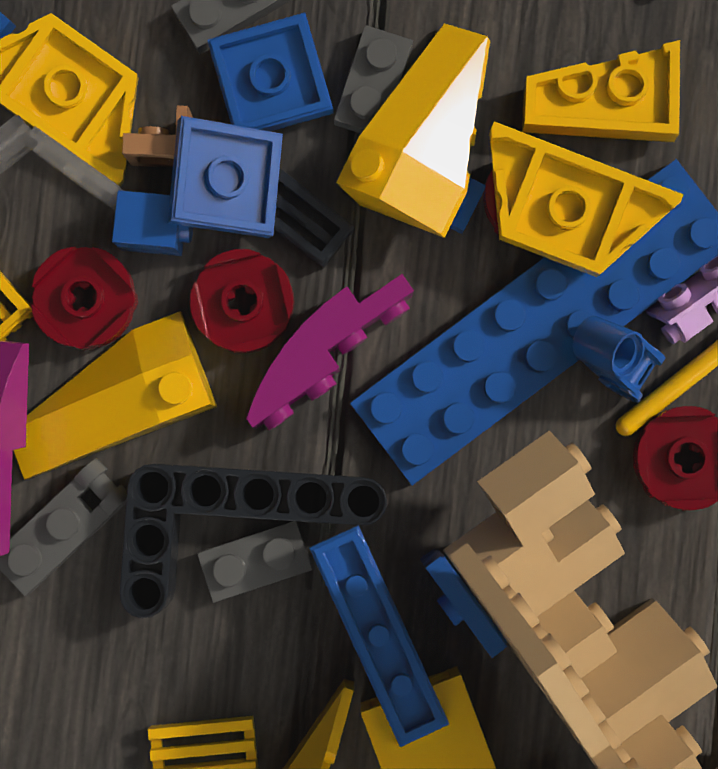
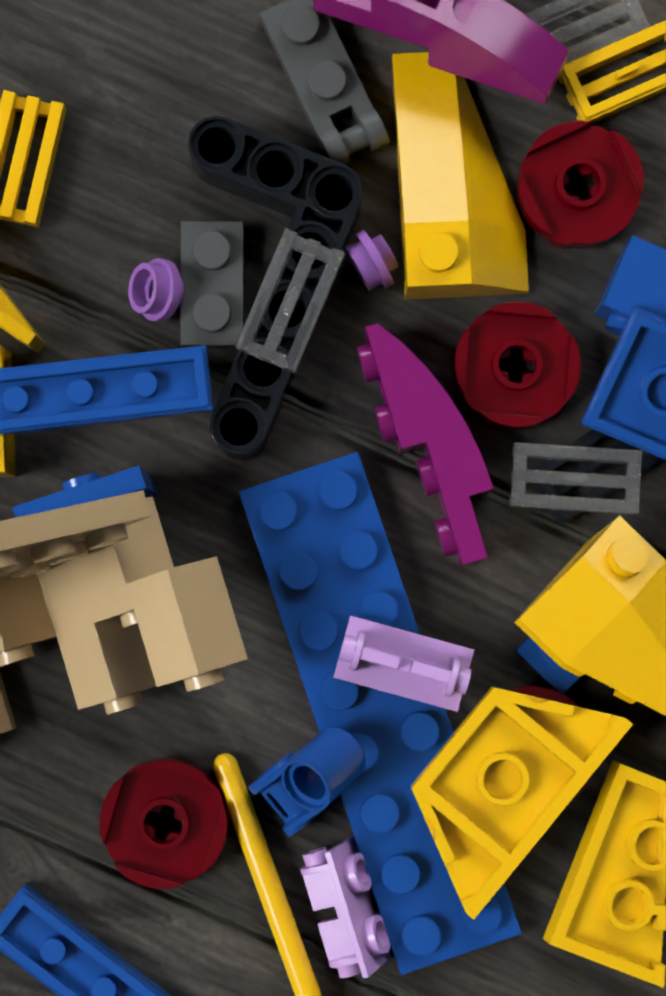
camera: 105 degrees right, 0 degrees up
(195, 440) = (372, 260): none -> medium lavender plate
(206, 489) = (310, 251): none -> clear tile
(274, 604) = (156, 289): none -> medium lavender plate
(328, 269) = (521, 475): none -> clear tile
(505, 311) = (404, 663): none -> lavender hinge

